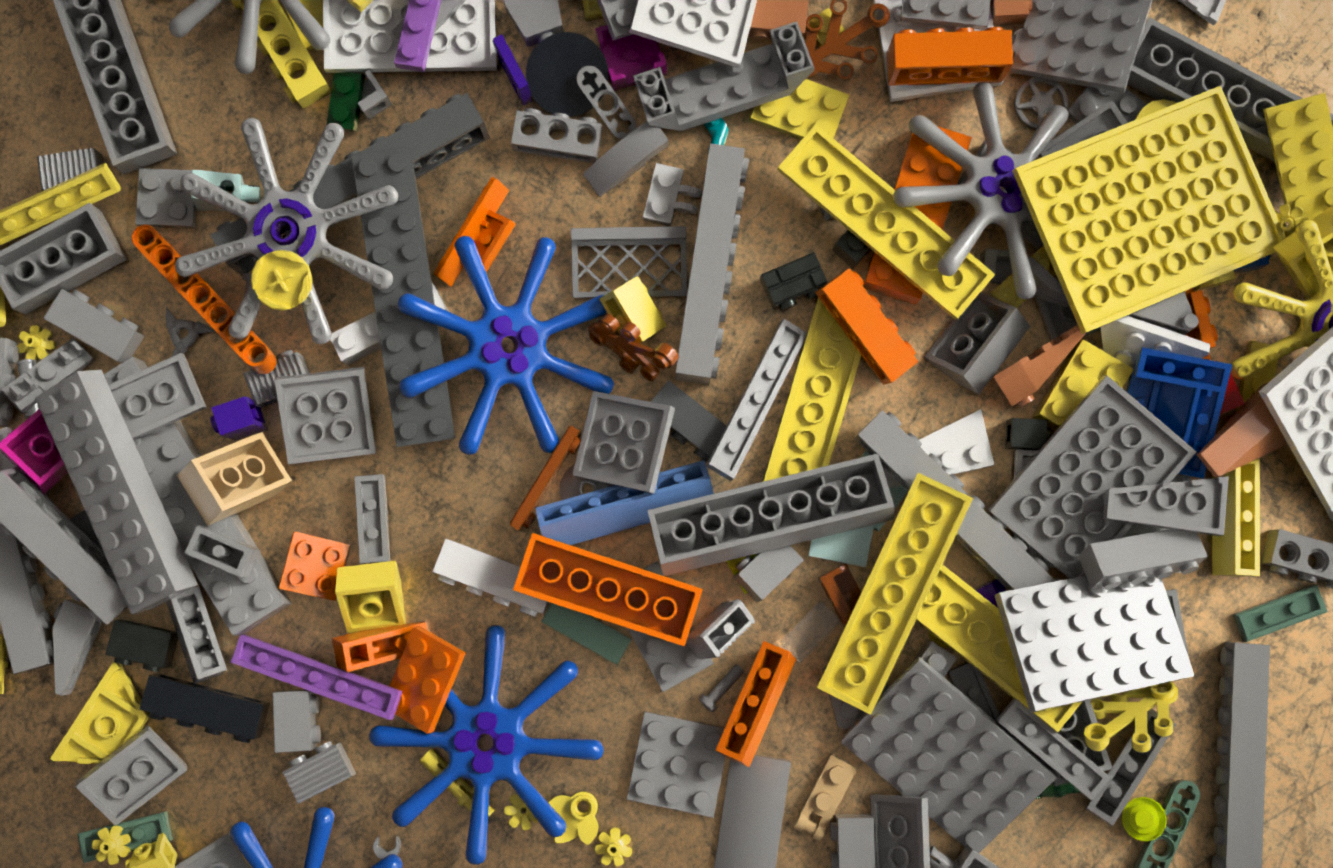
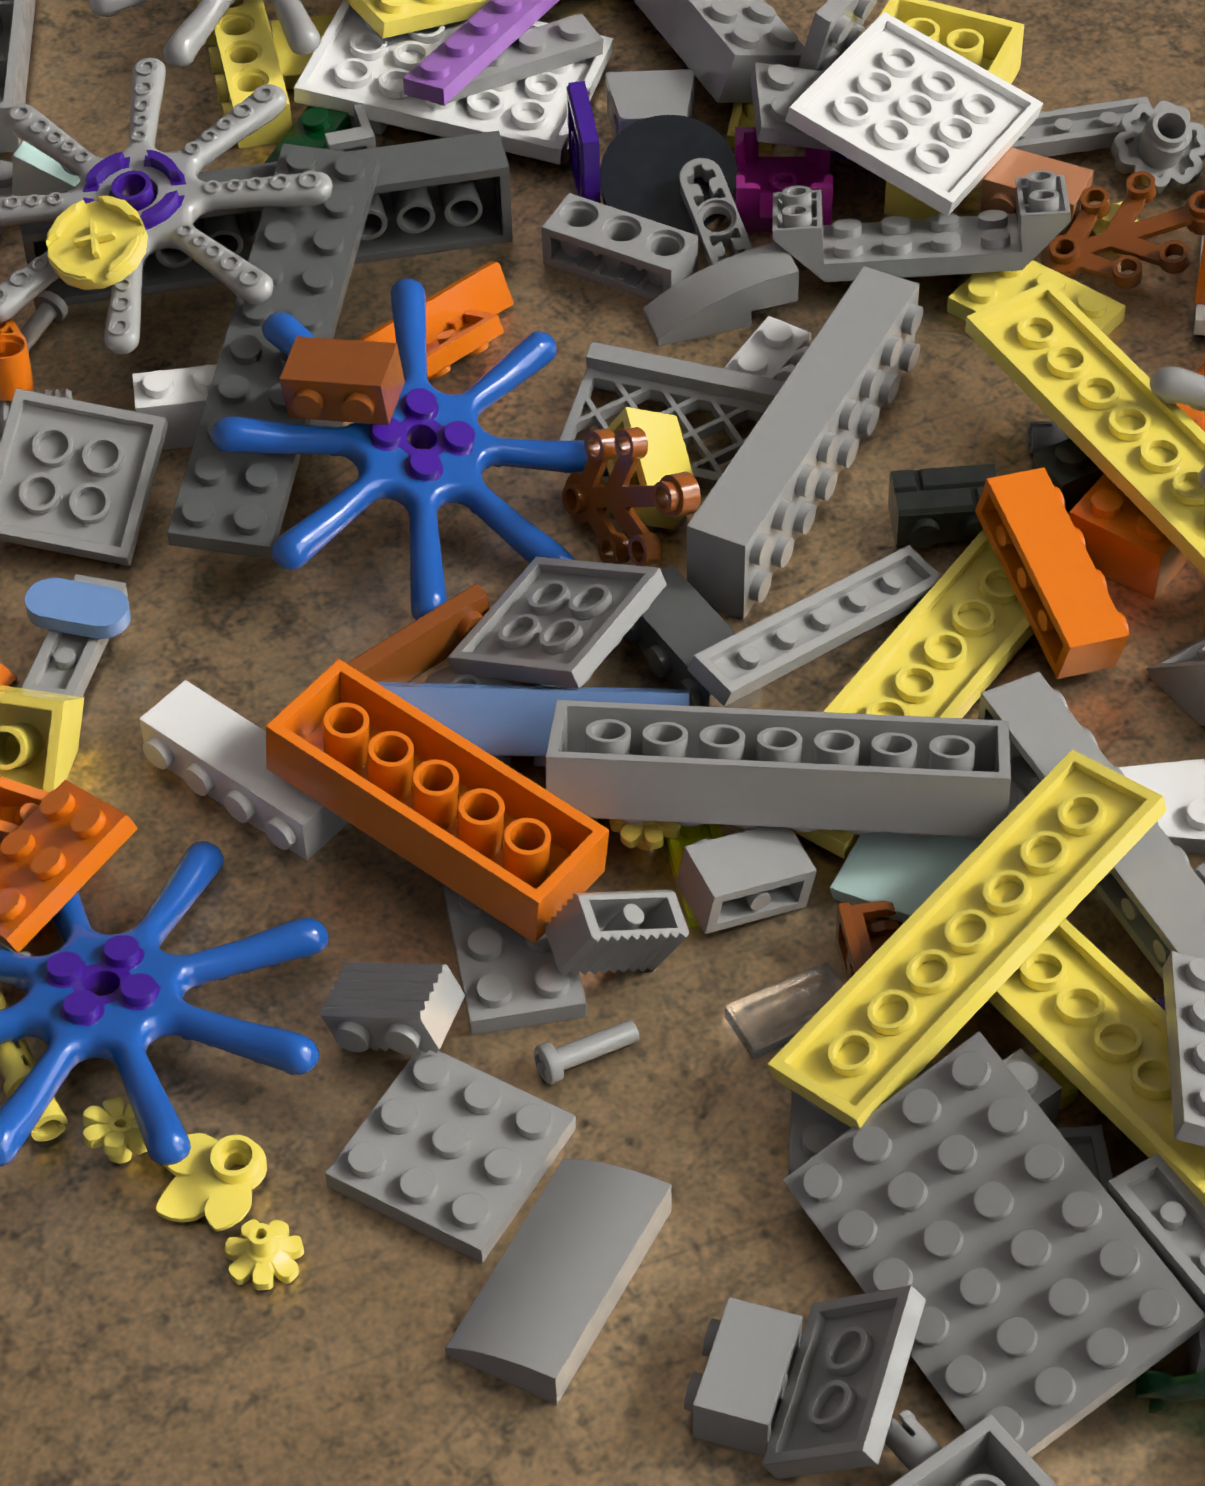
camera: 20 degrees right, 35 degrees down
(367, 504) = (77, 608): none -> medium blue tile
(460, 341) = (342, 380): none -> dark orange brick
(587, 632) = (371, 898): sand green tile -> none
(625, 704) = (392, 1006): none -> light grey brick
(756, 704) = (638, 1067): orange brick -> none
(825, 796) = (736, 1267): tan plate -> none

